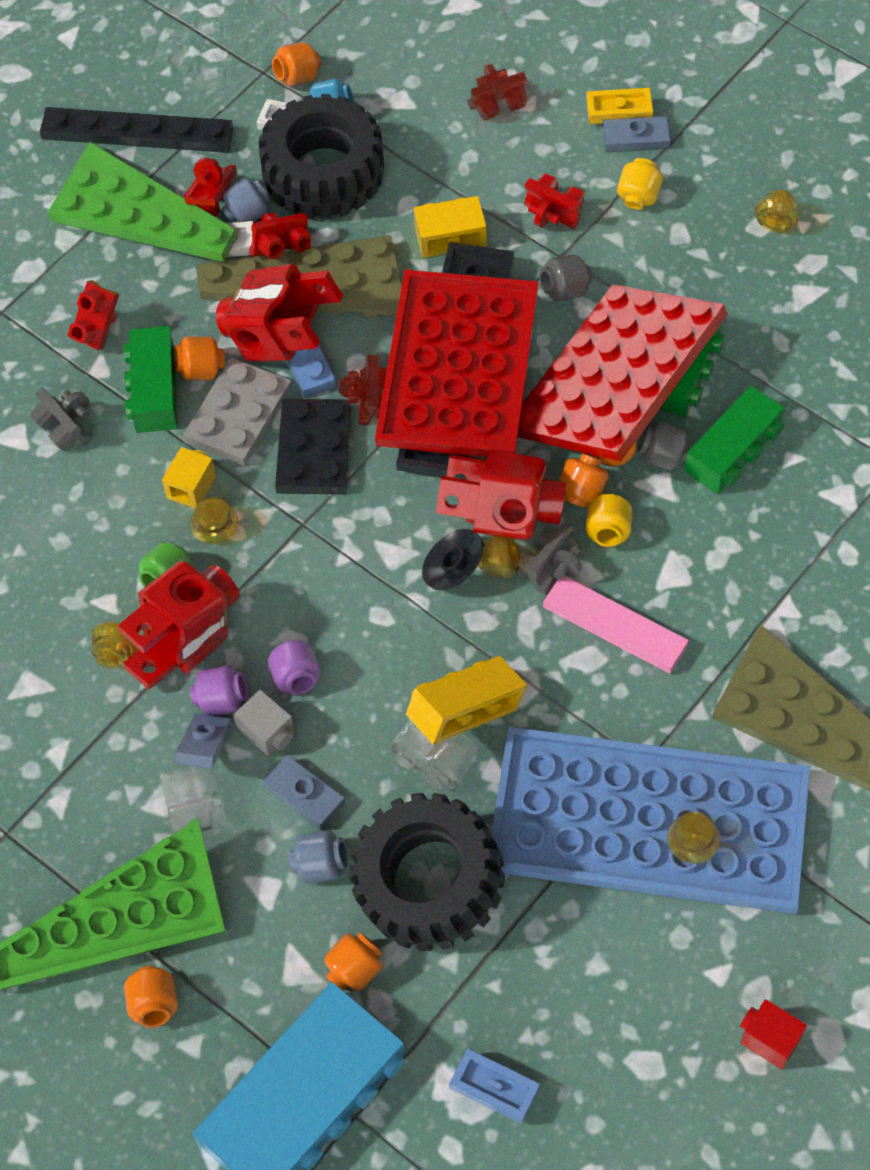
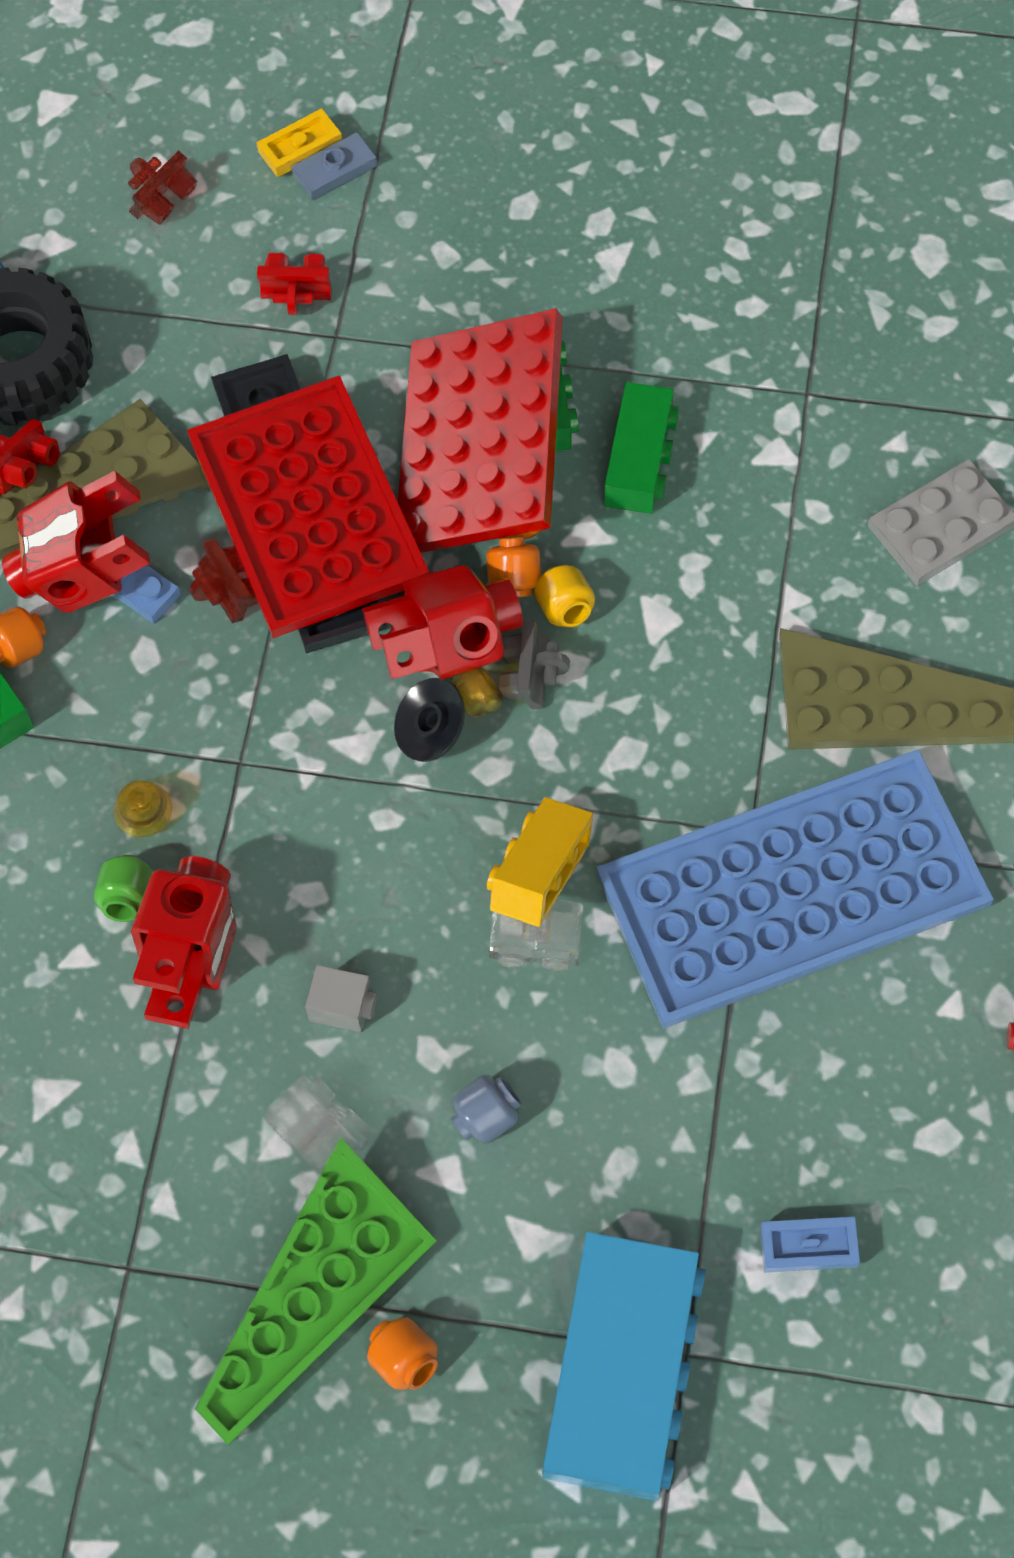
camera: 30 degrees left, 5 degrees up
(110, 645) = (119, 1001): clear yellow cone -> none
(189, 477) = (87, 774): yellow brick -> none
(203, 741) = (287, 1052): sand blue plate -> none
(219, 690) = (268, 989): medium lavender head -> none
(237, 411) = (91, 675): light grey plate -> none
(294, 667) = (333, 921): medium lavender head -> none
(303, 792) = (423, 1049): sand blue plate -> none
(313, 446) = (200, 672): black plate -> none
(353, 962) = (591, 1198): orange head -> none
(397, 834) = (577, 1013): black tyre -> none
(448, 222) = (196, 356): yellow brick -> none
(565, 277) = (359, 357): dark grey head -> none
(616, 624) = (635, 702): bright pink tile -> none
(640, 183) = (375, 218): yellow head -> none
(664, 445) = (576, 488): dark grey head -> none
(693, 838) = (853, 883): clear yellow cone -> none
(777, 211) = (536, 183): clear yellow cone -> none

